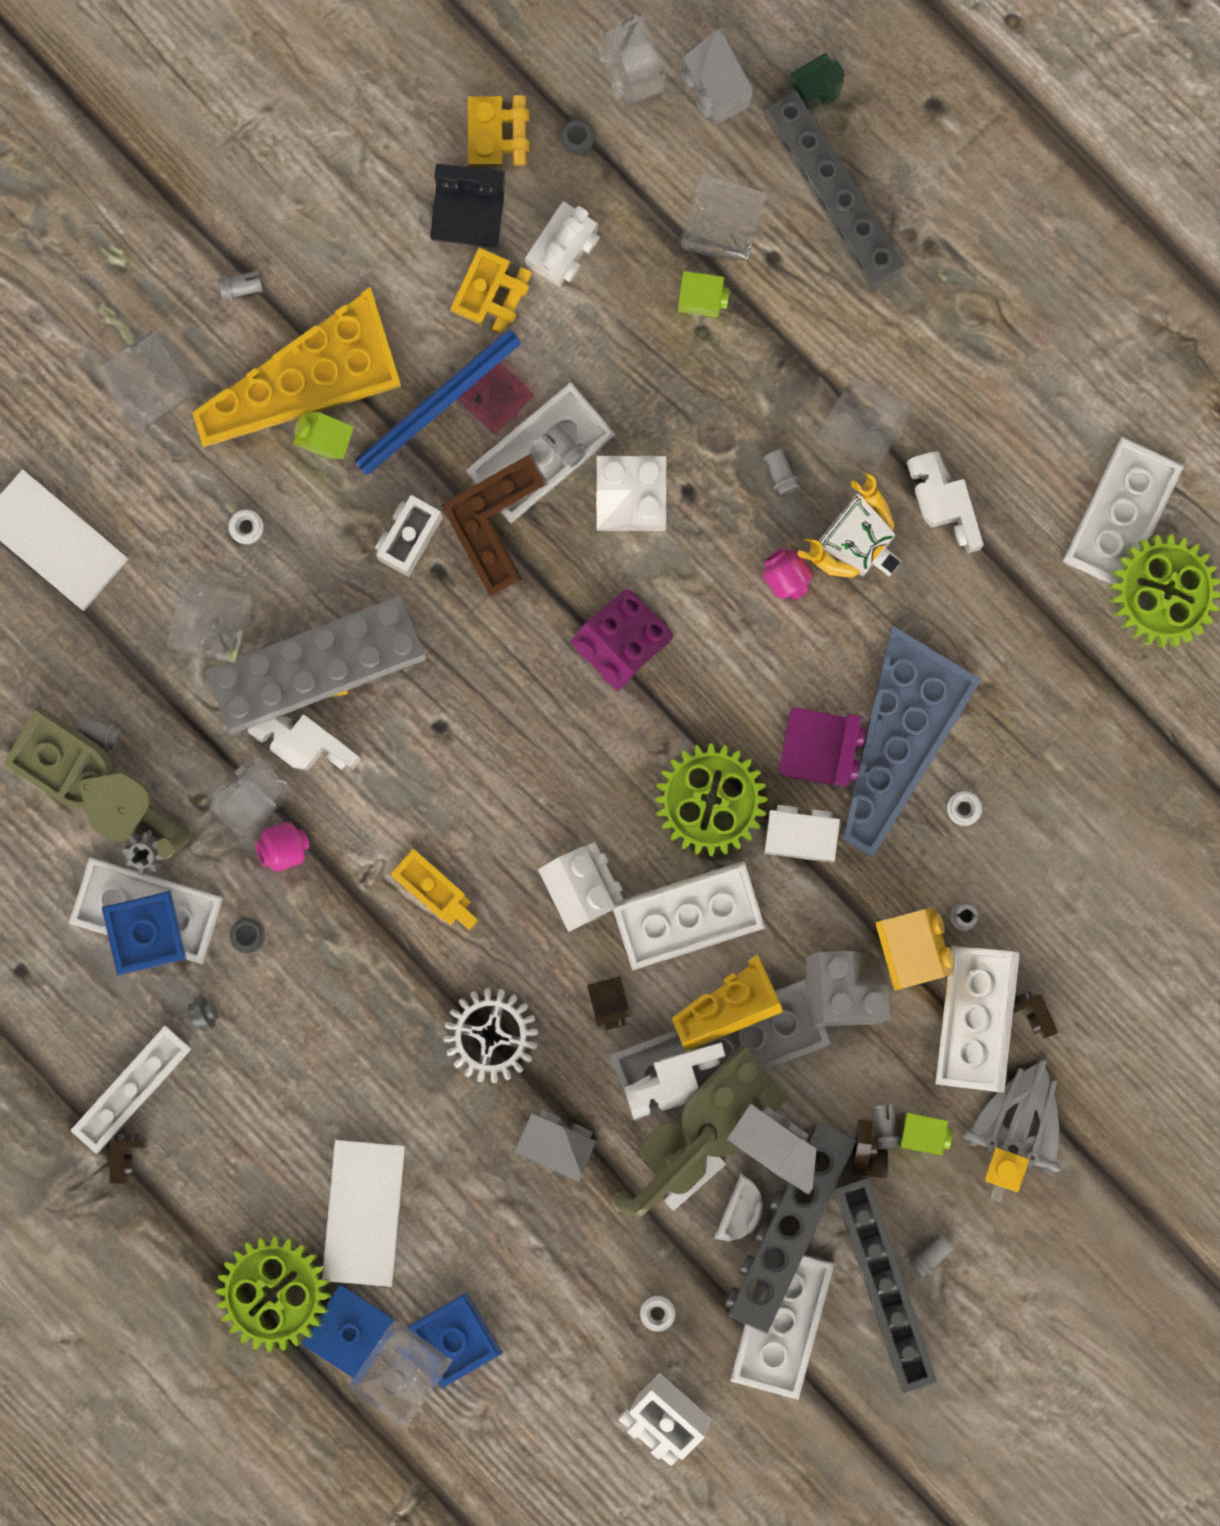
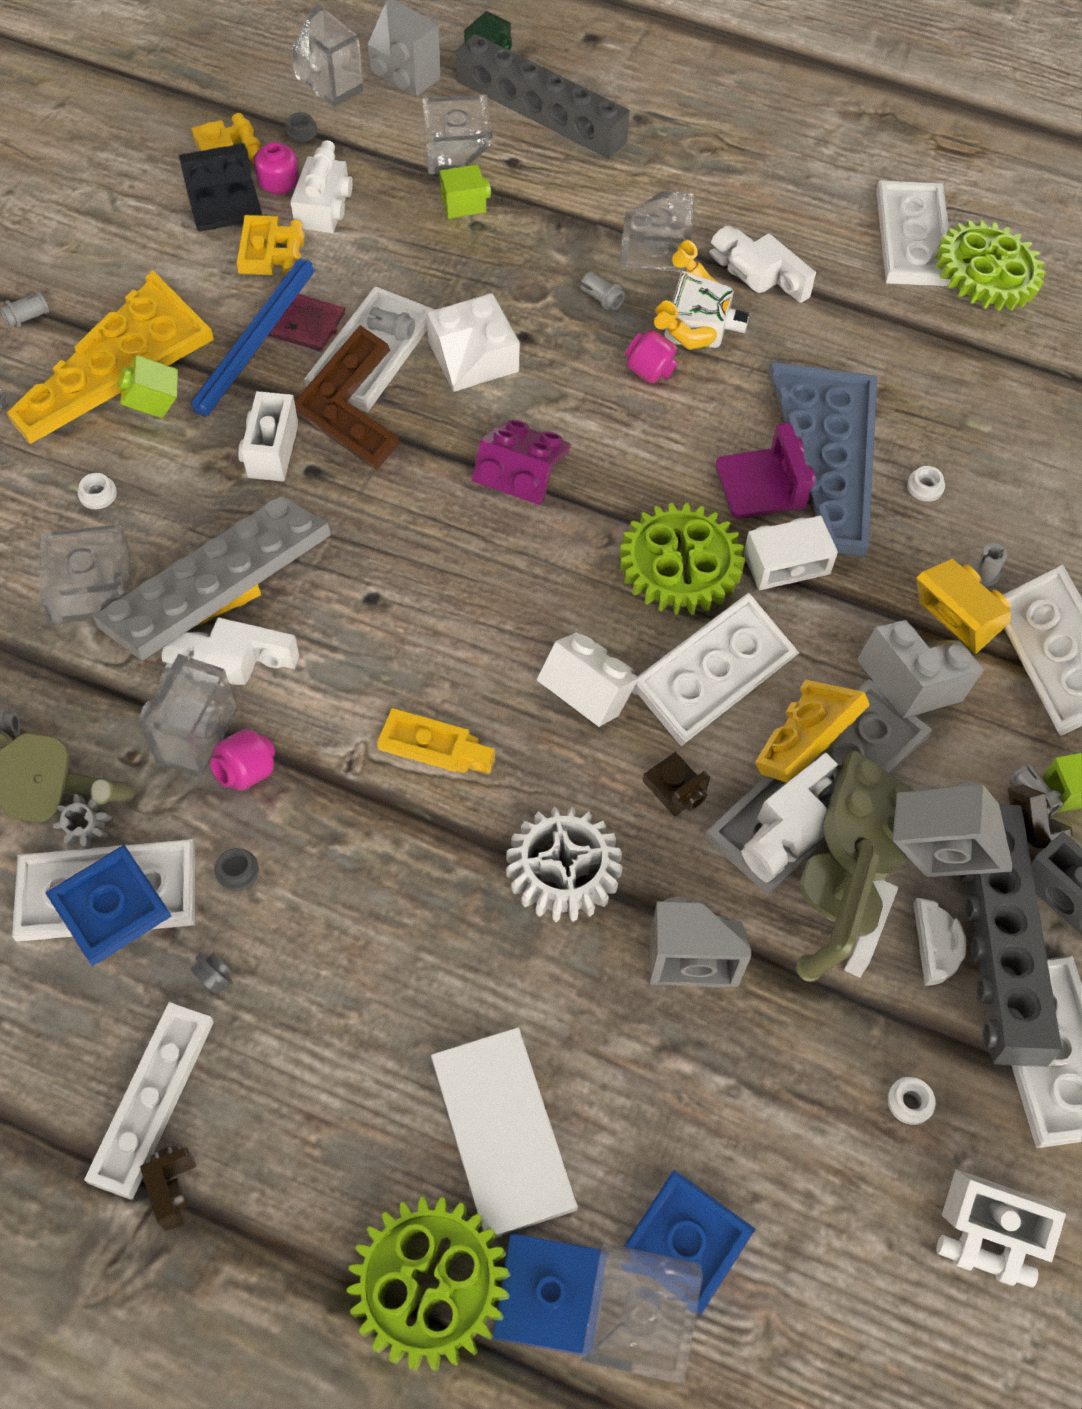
camera: 25 degrees left, 25 degrees down
(530, 207) = (276, 168): none -> dark pink head

